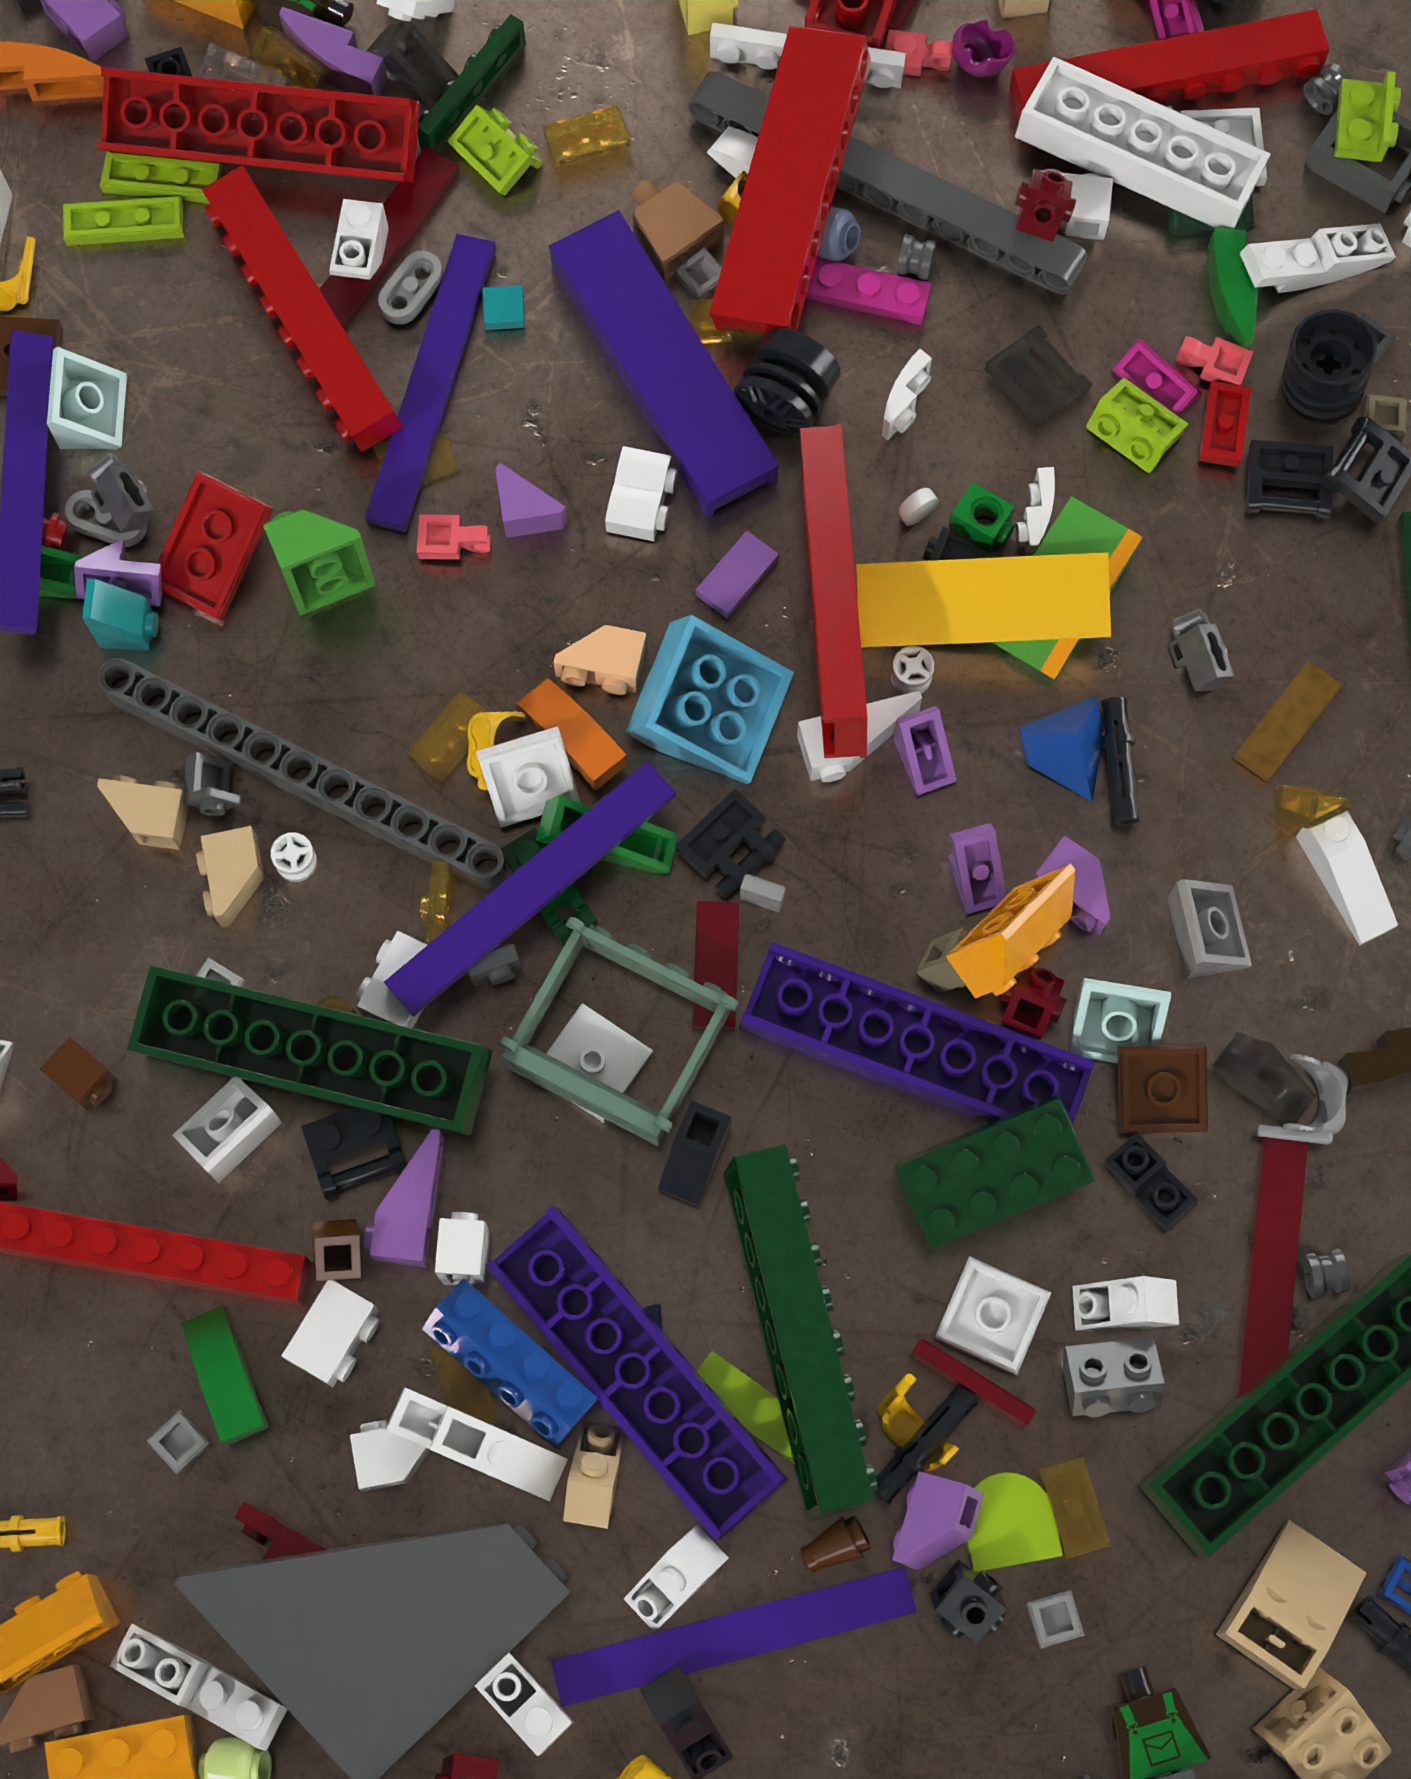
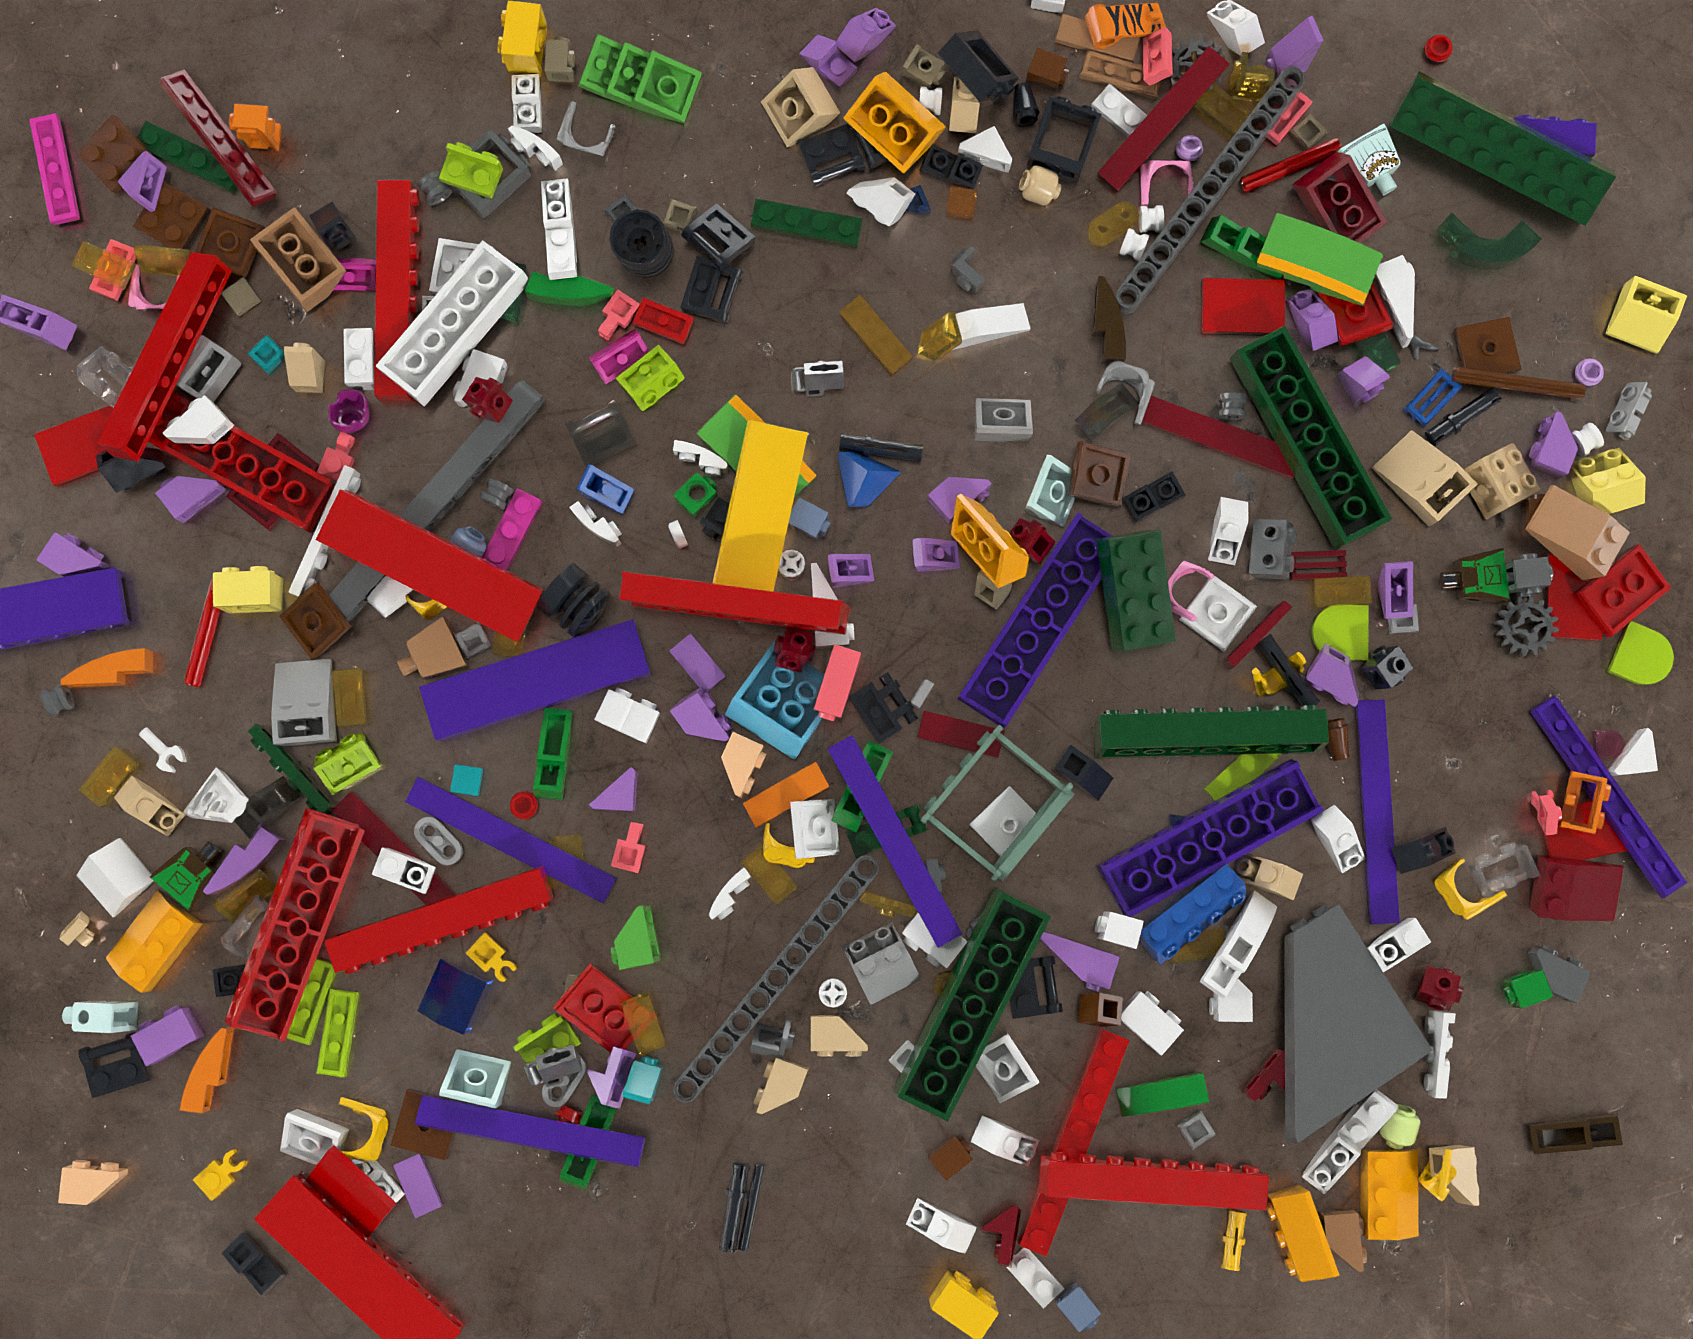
camera: 80 degrees left, 10 degrees up
(83, 1381) = (1153, 1182): none -> red brick
(114, 1149) = (1005, 1141): none -> white slope
(164, 485) = (554, 1034): none -> lime bracket
(196, 355) = (454, 997): none -> clear blue slope
(201, 603) = (643, 1024): none -> clear yellow plate
(263, 384) = (488, 955): none -> yellow plate
(348, 915) = (881, 963): none -> light grey slope
(401, 678) = (724, 901): none -> white slope
(483, 386) = (523, 805): none -> red plate
(562, 77) = (303, 703): none -> light grey slope
(563, 407) = (553, 754): none -> green slope
(659, 590) = (700, 718): none -> medium lavender slope
(681, 67) = (315, 621): none -> reddish brown plate
(751, 761) = (837, 682): none -> coral slope
(787, 694) = (794, 649): none -> dark red brick
(958, 391) = (604, 489): none -> slope
(984, 679) = (809, 520): none -> sand blue brick
(1013, 1229) = (1183, 569): none -> bright pink helmet
(1059, 38) = (359, 358): none -> white brick
(1098, 1593) = (1396, 589): none -> medium lavender slope
(1124, 1458) = (1341, 564): none -> dark red tile

